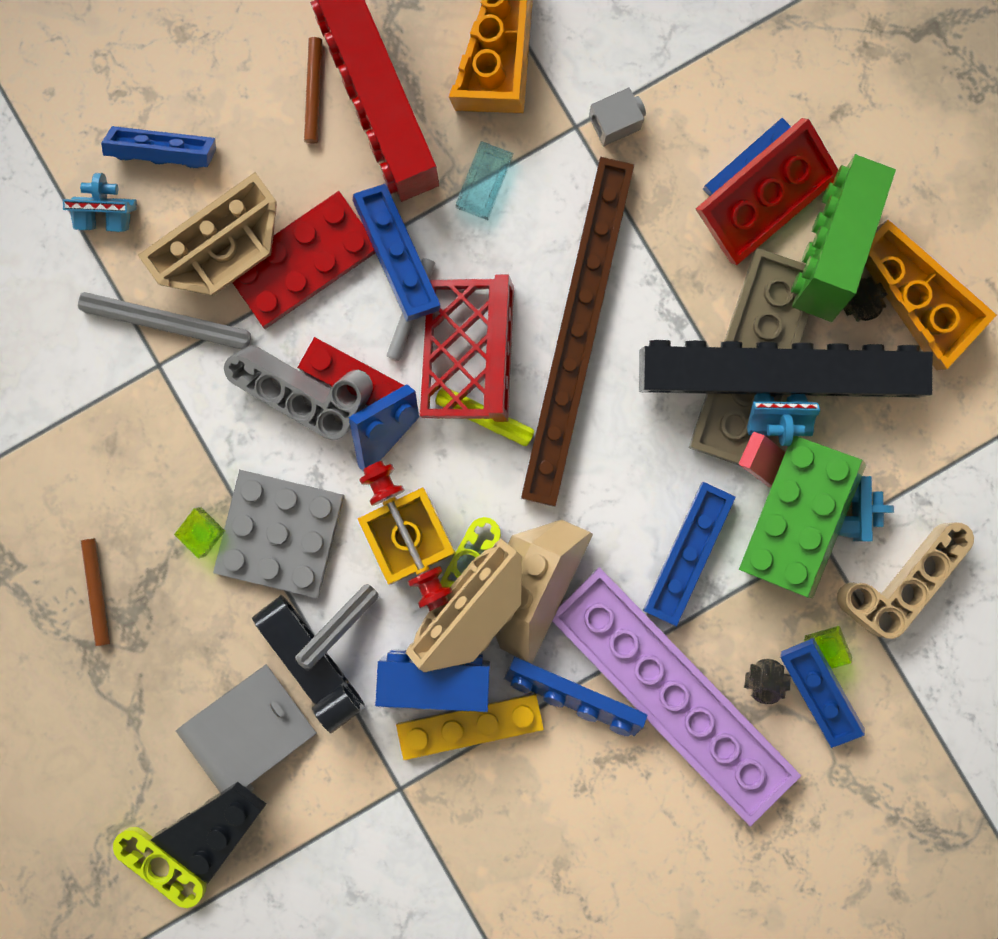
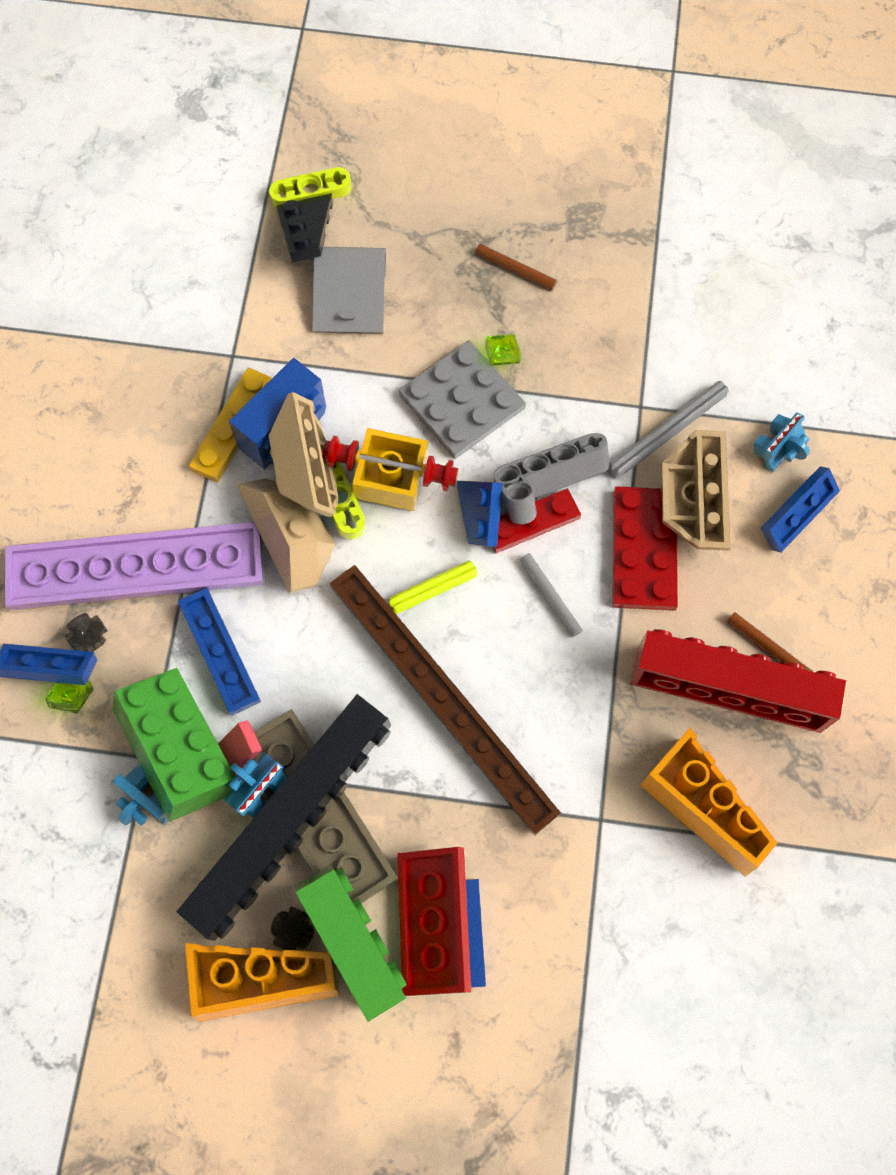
camera: 130 degrees right, 15 degrees down
(324, 683) = (357, 354): black beam -> none
(336, 627) = (368, 384): light grey axle -> none
(396, 252) = (597, 608): blue plate -> none
(484, 180) = (608, 717): clear light blue tile -> none
(497, 350) = (471, 626): red fence -> none
(563, 692) = (177, 503): blue plate -> none
(617, 116) = (583, 852): light grey brick -> none
(911, 574) = (65, 795): tan beam -> none

